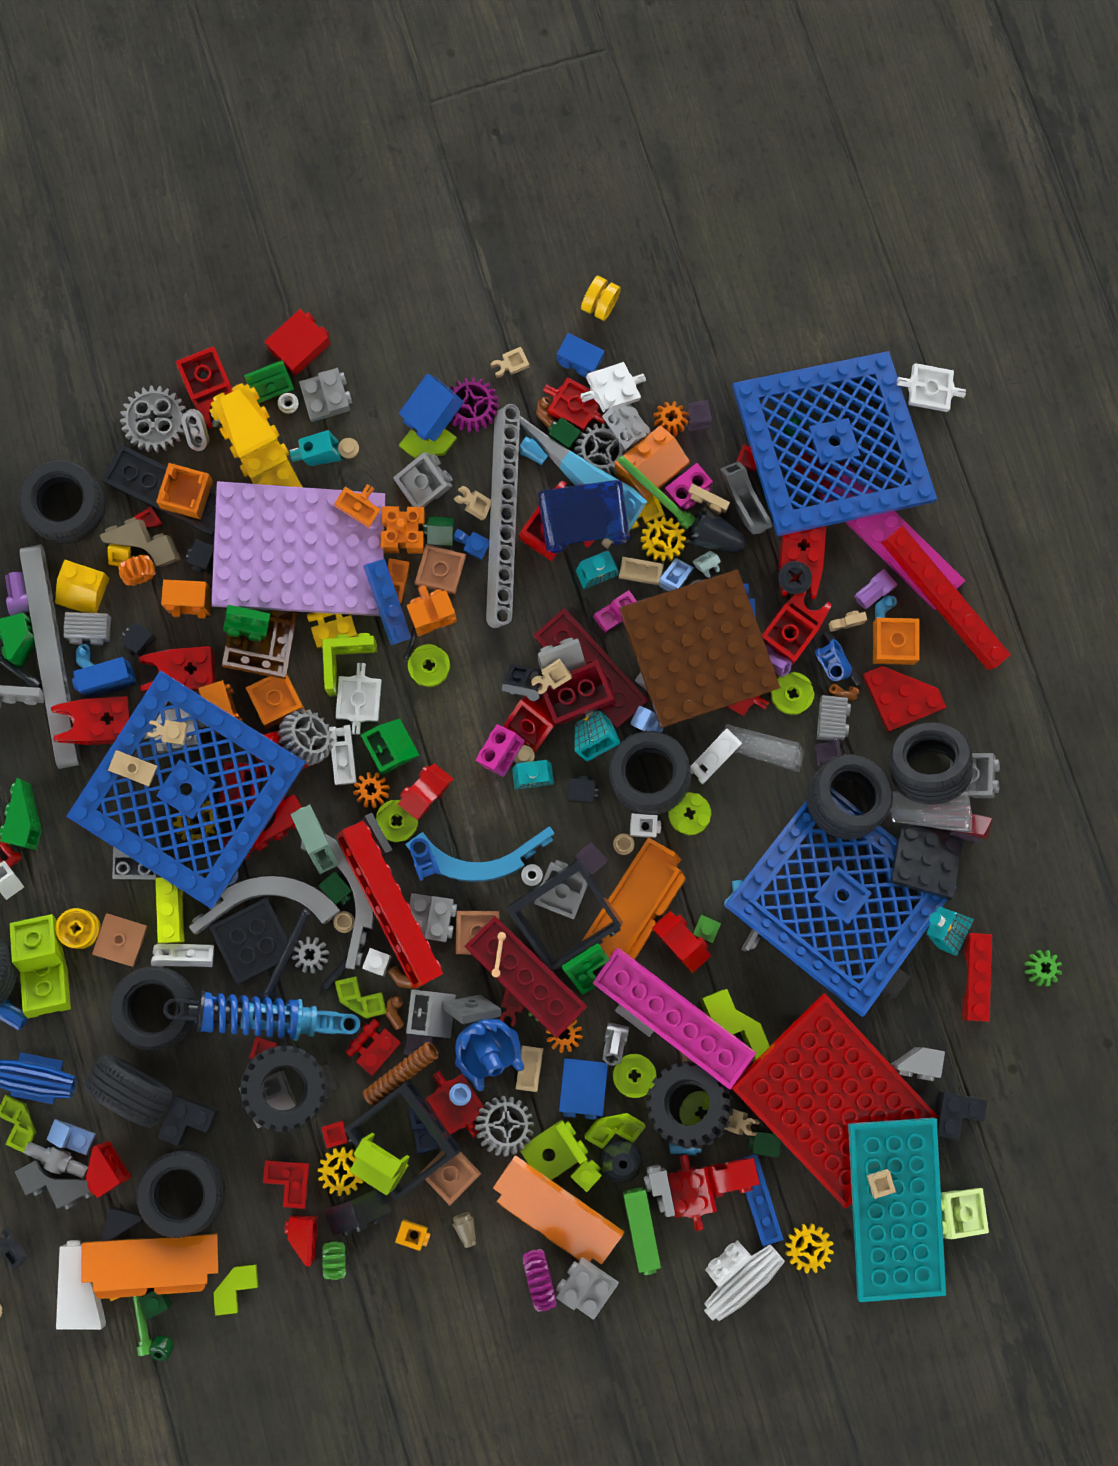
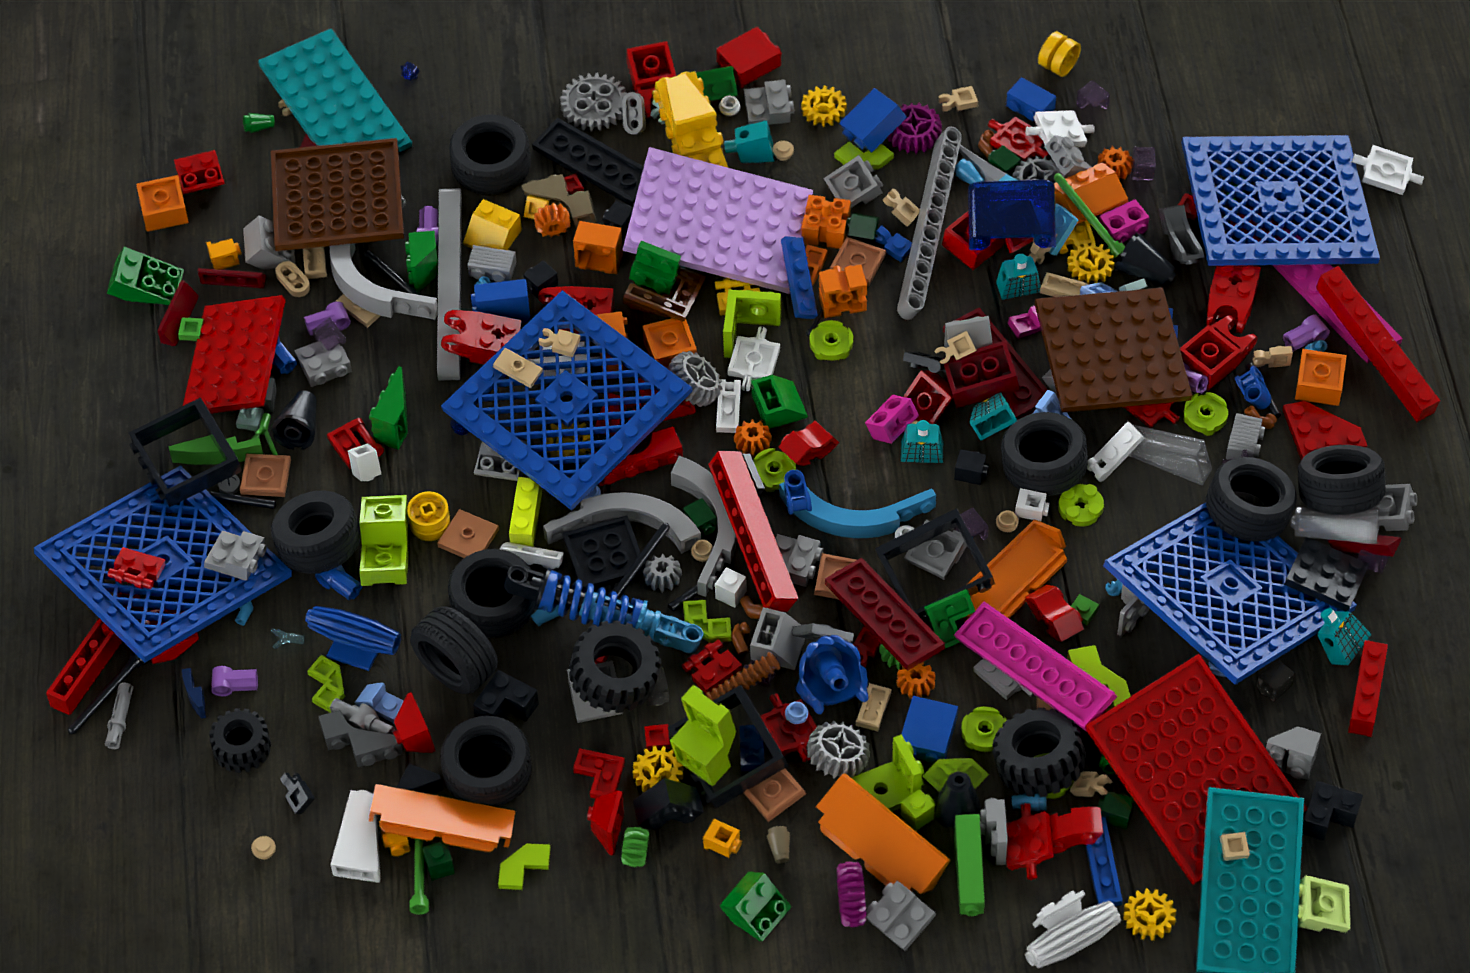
camera: 15 degrees right, 25 degrees down
(161, 1348) = (435, 904): dark green piece -> none
(184, 491) = (613, 158): orange container -> none
(314, 839) = (688, 461): sand green slope -> none
(358, 505) = (784, 189): orange plate -> none
(374, 383) = (824, 106): none -> yellow gear
(453, 1299) = (755, 905): none -> green slope
(496, 972) = (854, 601): light nougat hinge -> none
(615, 1039) = (969, 691): flat silver piece -> none
(639, 342) = (1093, 95): none -> clear purple panel
(714, 502) = (1148, 229): tan plate -> none
(795, 568) = (1223, 296): black gear -> none
(1035, 967) = (1441, 690): bright green gear -> none

